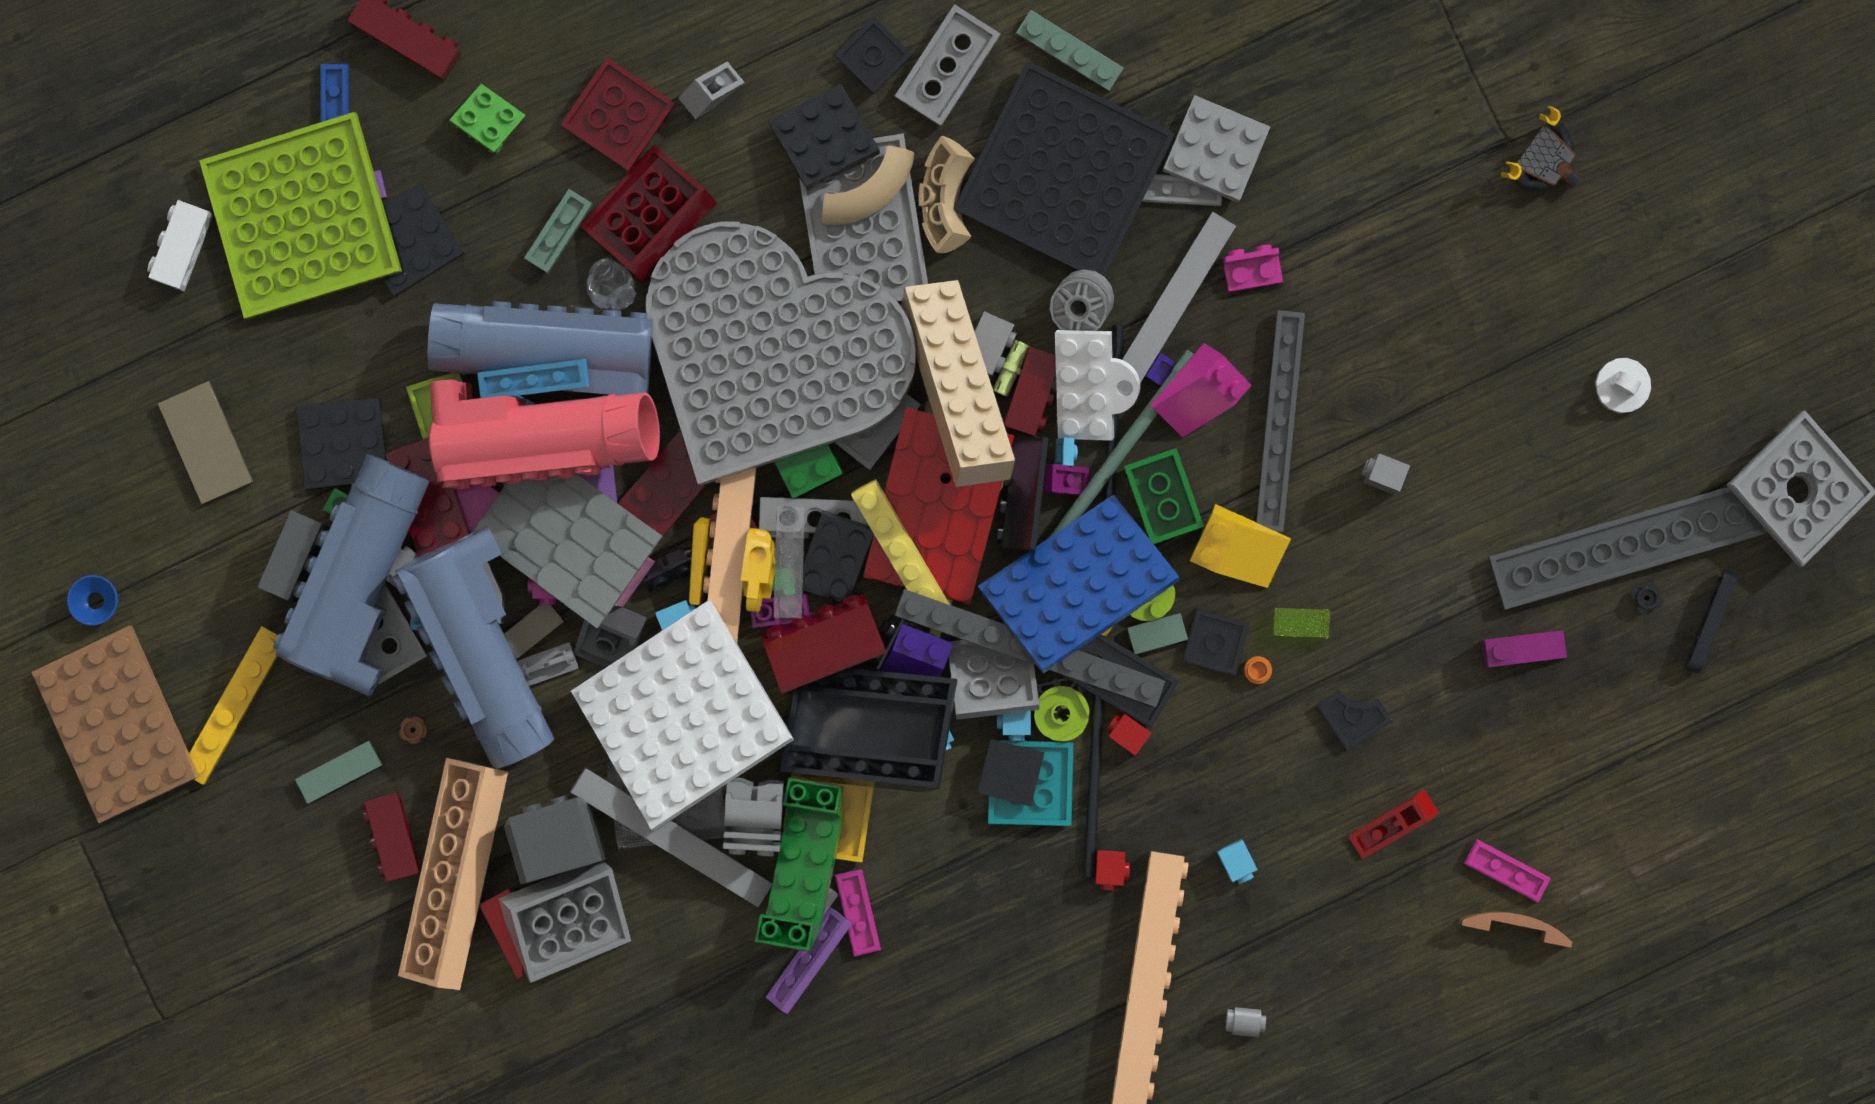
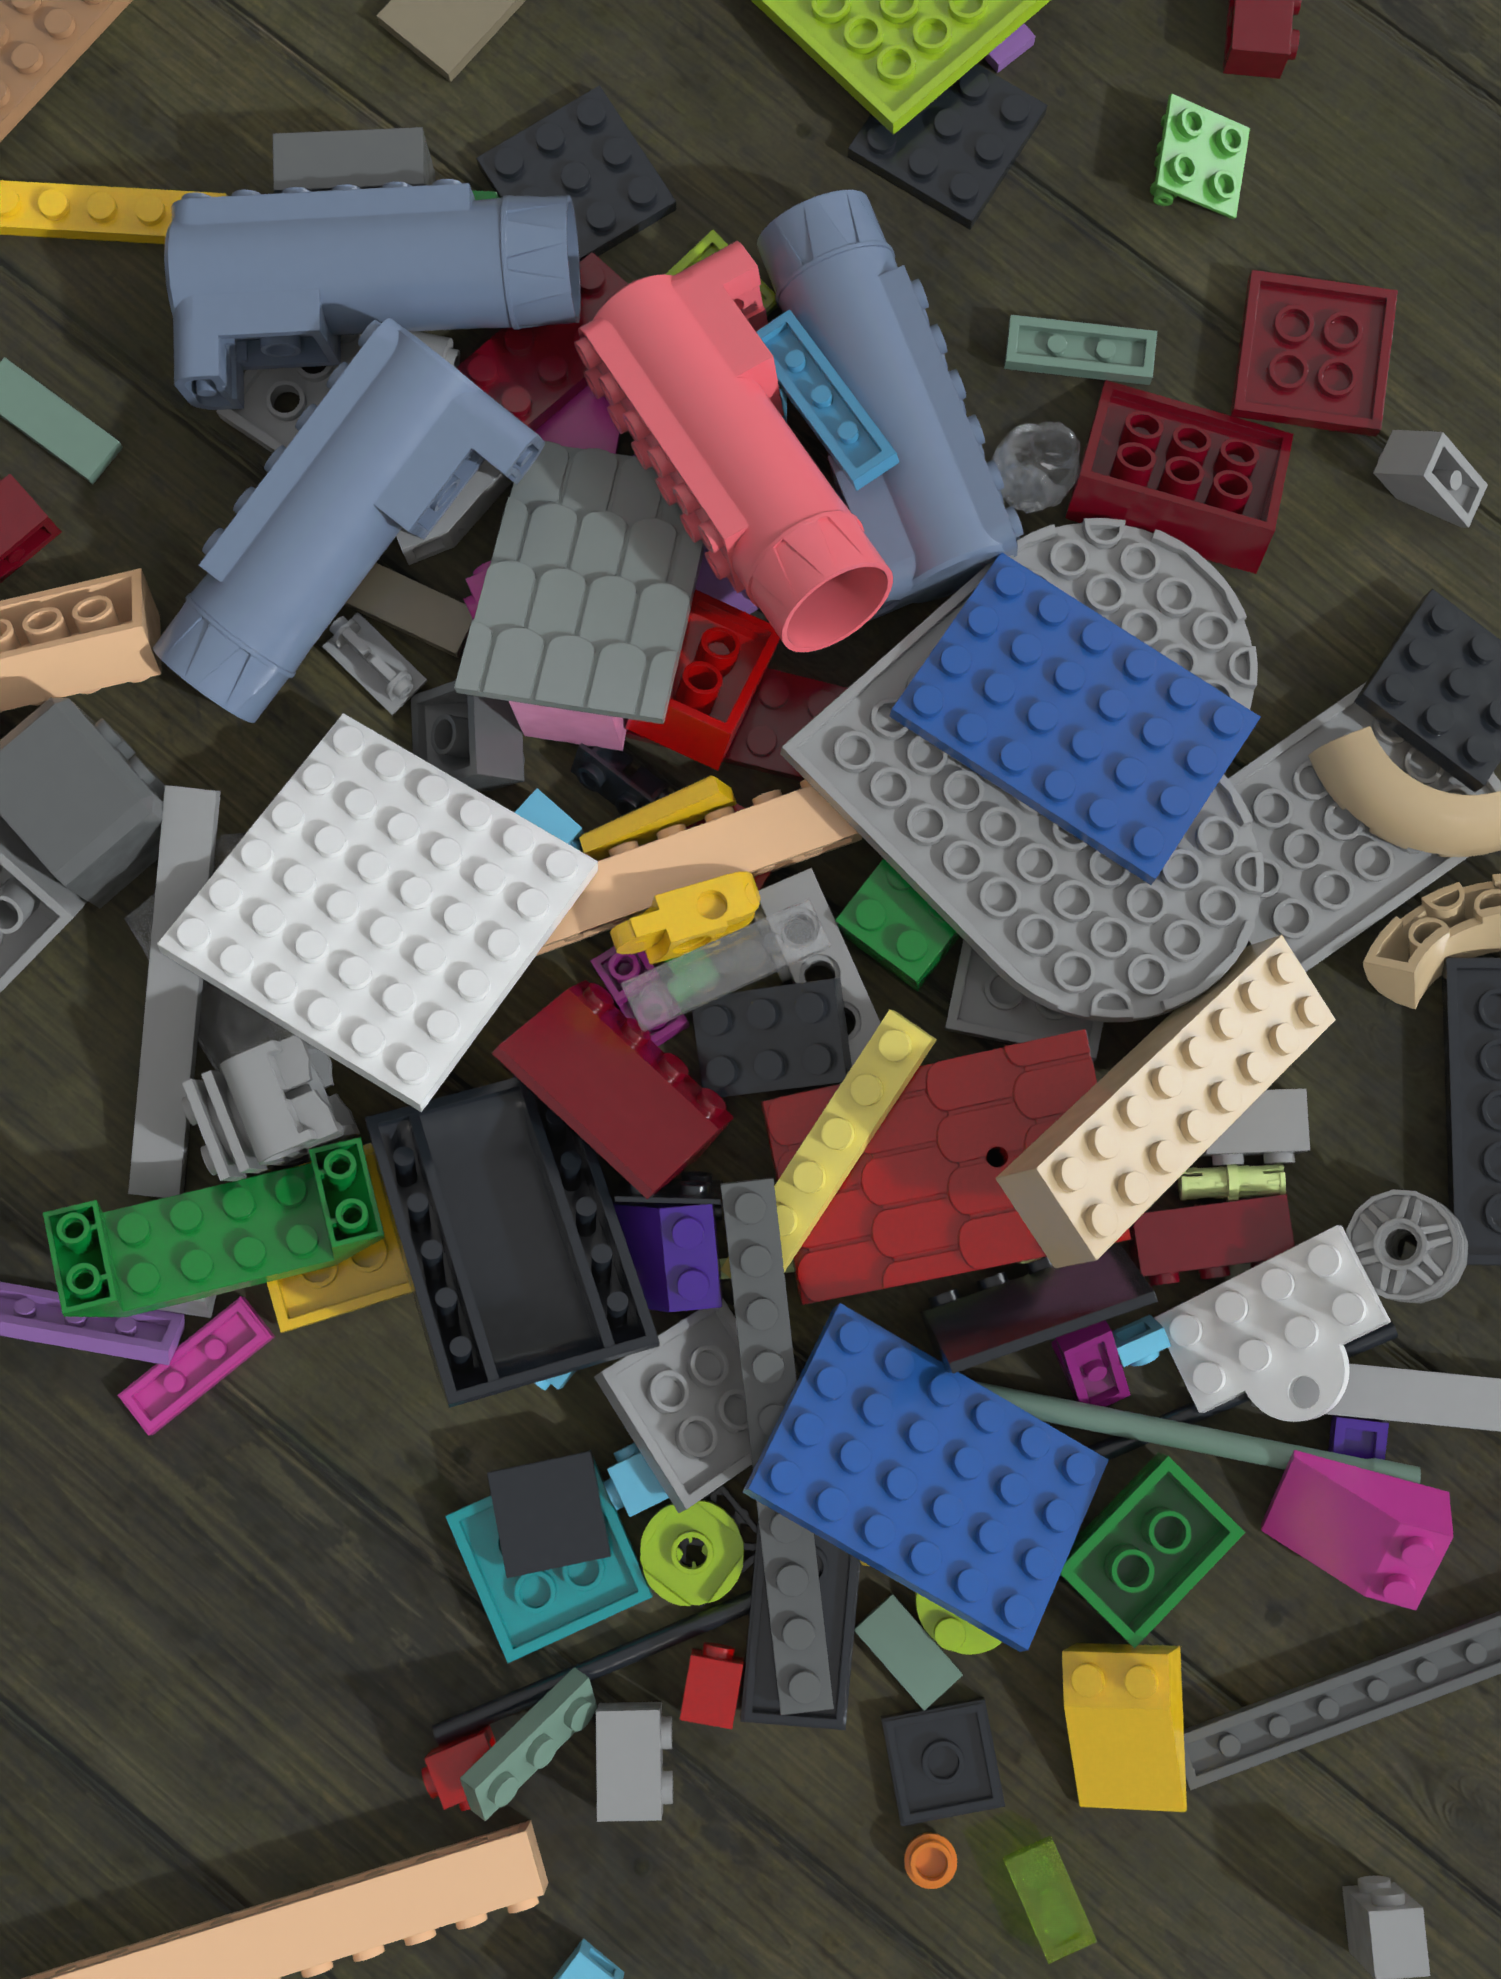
camera: 65 degrees right, 5 degrees down
(406, 733) = (166, 489): dark orange plate -> none
(644, 497) = (714, 680): none -> red slope
(751, 334) = (1075, 717): none -> blue plate
(1112, 830) = (529, 1744): none -> sand green plate
(1144, 788) = (631, 1761): none -> light grey brick

